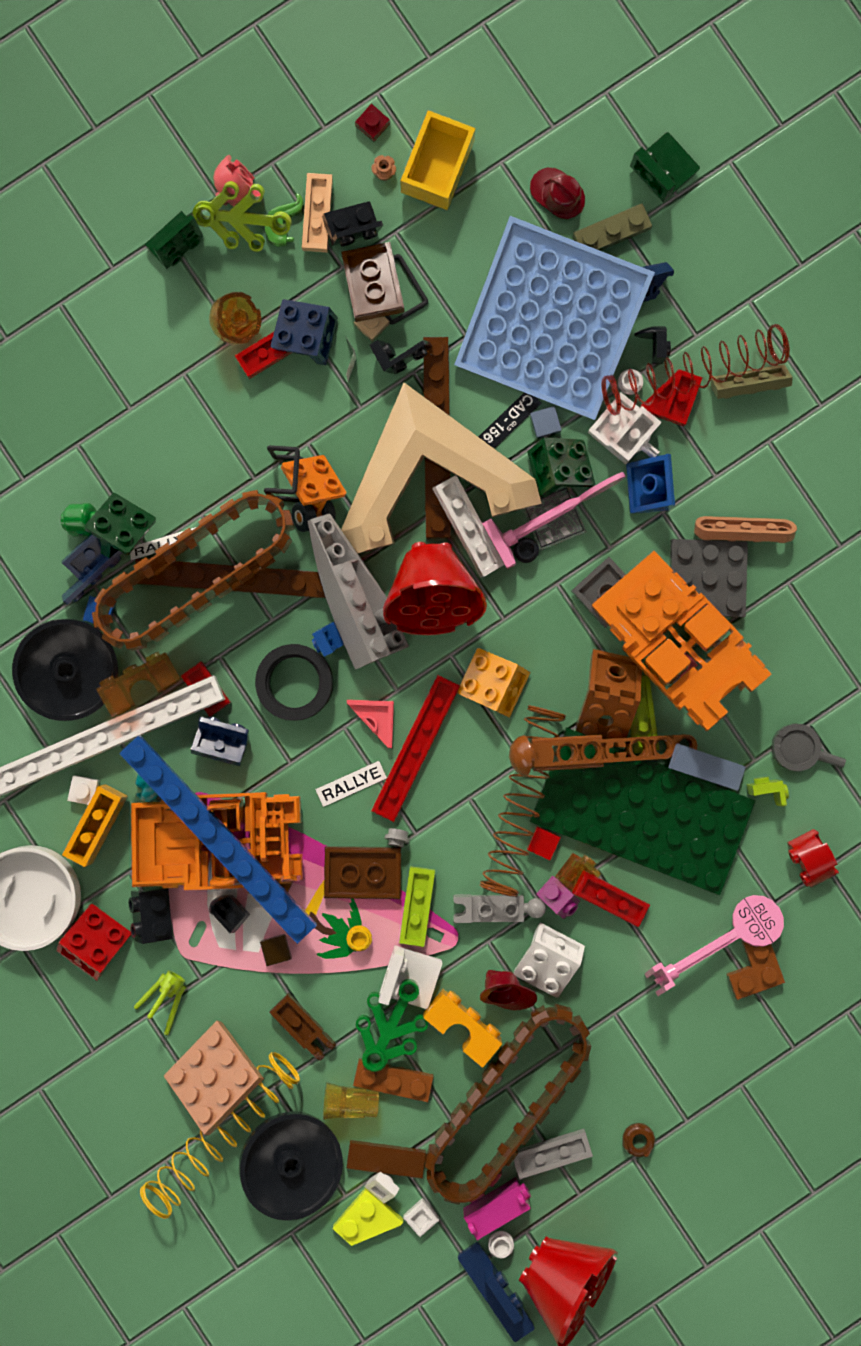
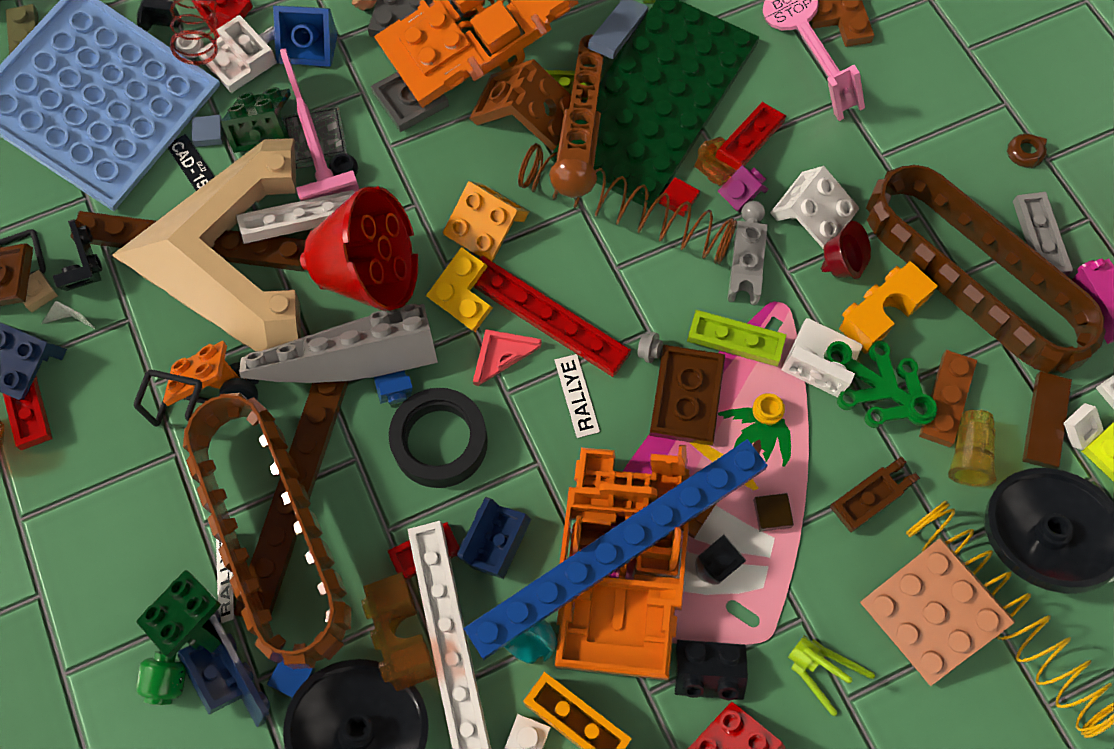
camera: 75 degrees left, 20 degrees down
(421, 669) = (454, 287): none -> yellow plate

